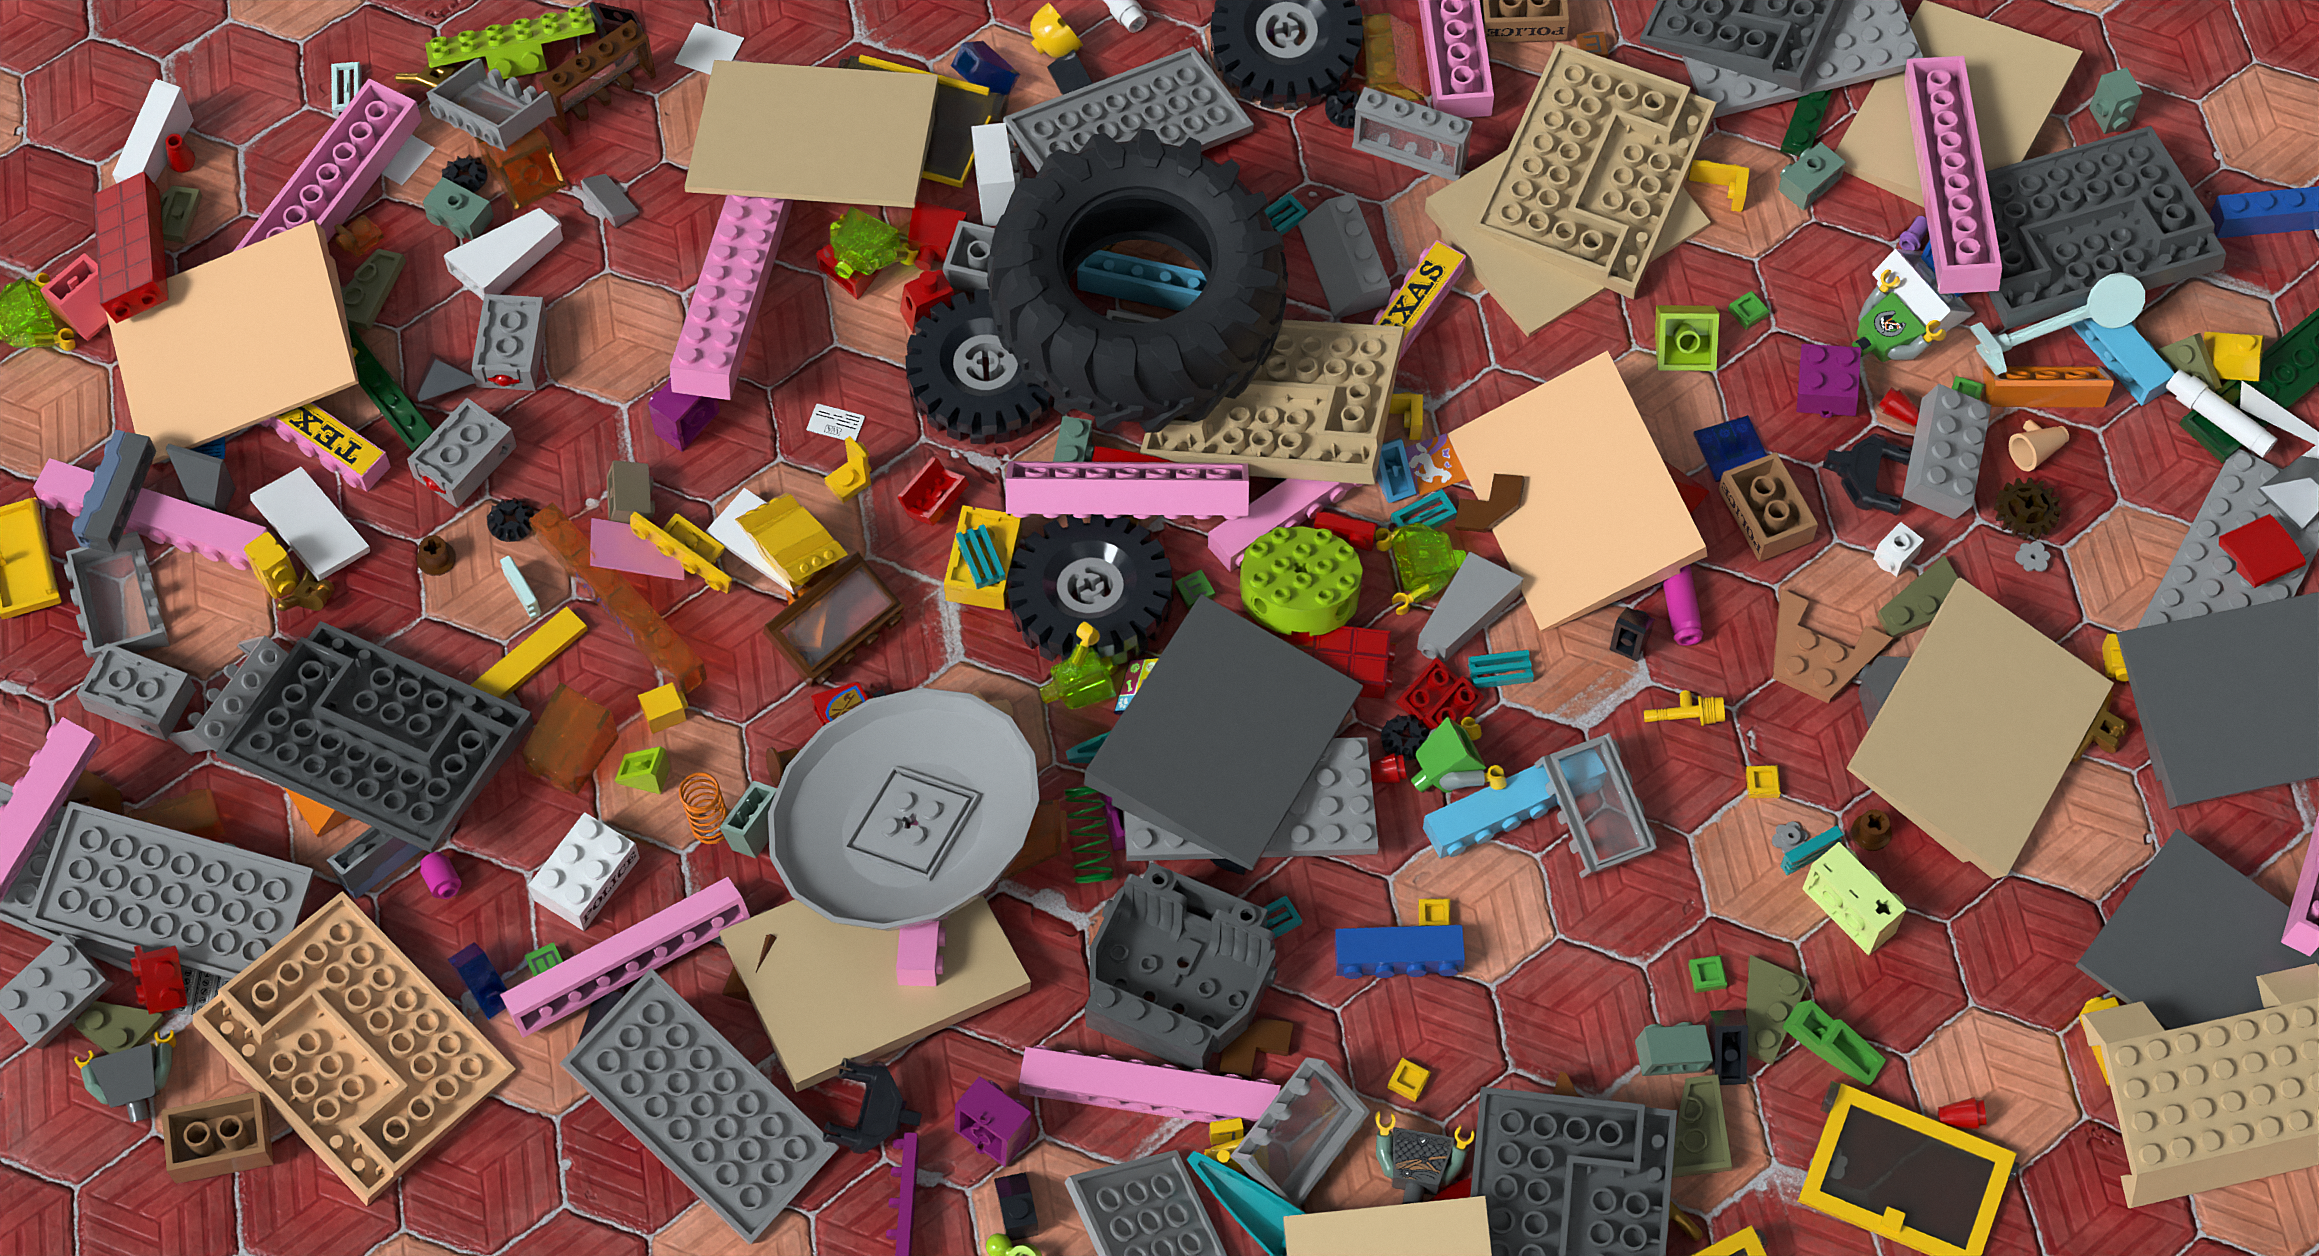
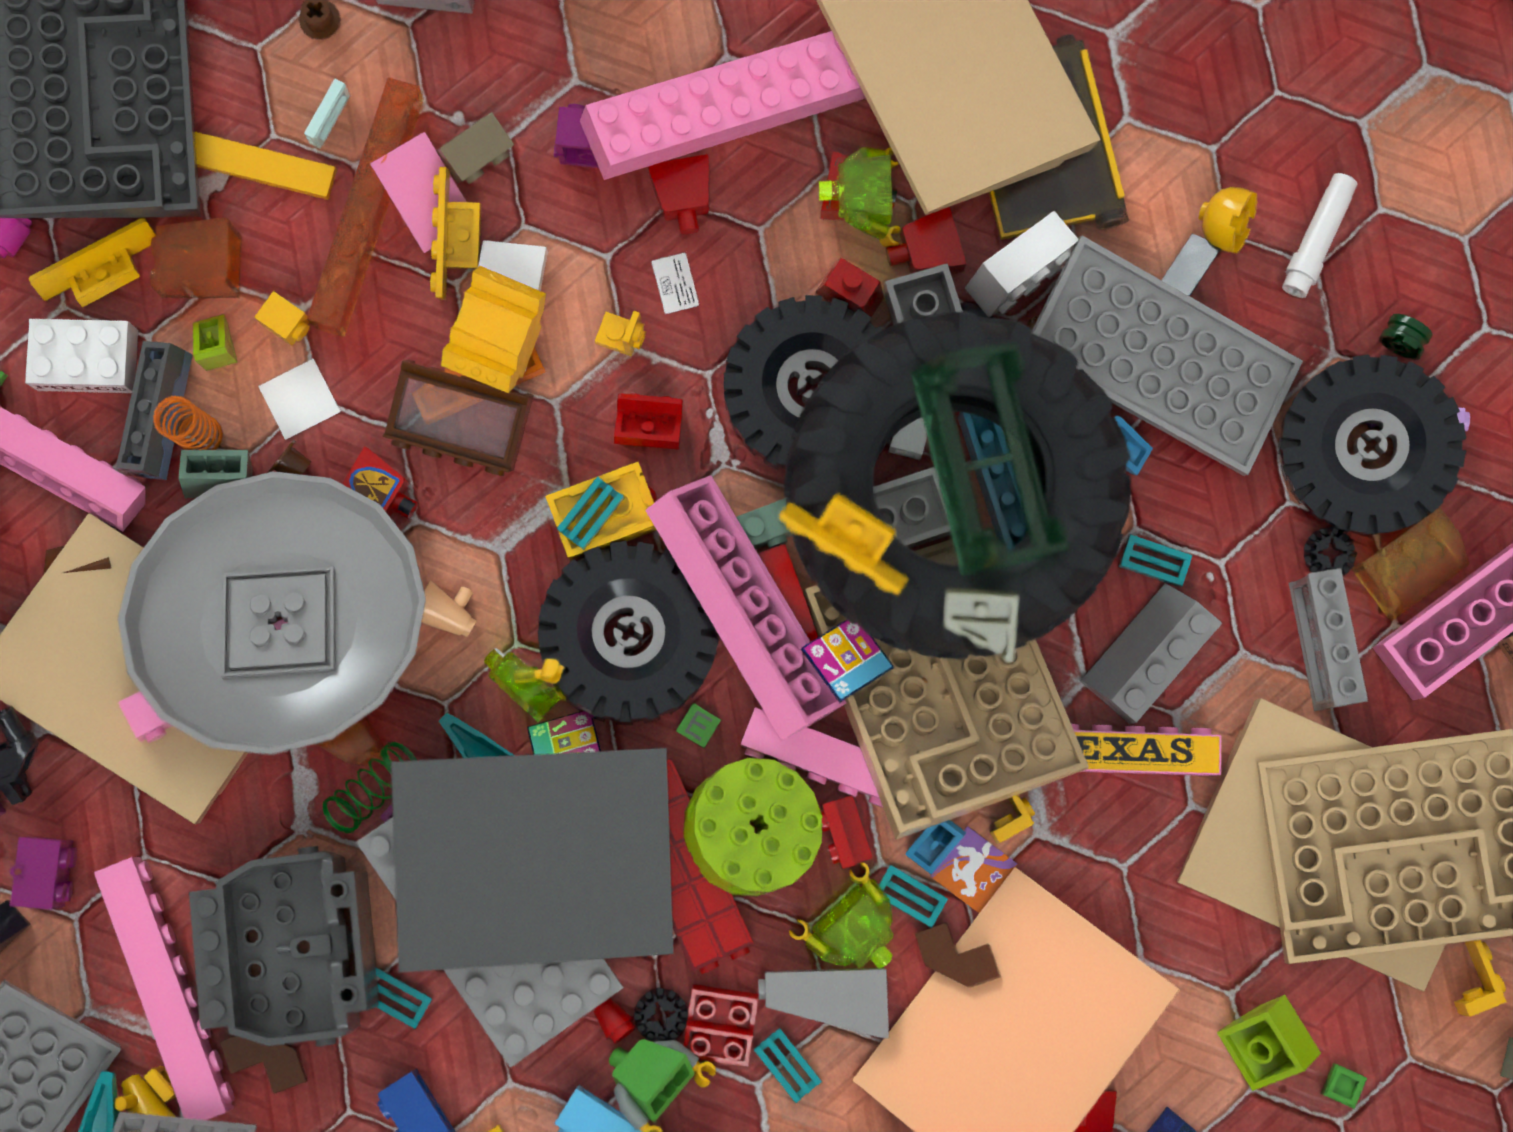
camera: 55 degrees right, 20 degrees up
(512, 530) = (404, 68): black gear -> none
(520, 822) = (97, 267): none -> yellow bracket
(669, 837) = (159, 375): none -> dark grey piece
(733, 737) = (299, 399): none -> white sticker
(768, 374) = (682, 190): none -> red torso
(984, 67) = (1145, 176): clear blue slope -> none
(1131, 333) = (850, 536): none -> yellow bracket
(1193, 261) = (978, 548): none -> clear green windscreen
(1214, 440) = (847, 659): none -> piece
(1253, 285) = (984, 617): none -> wing

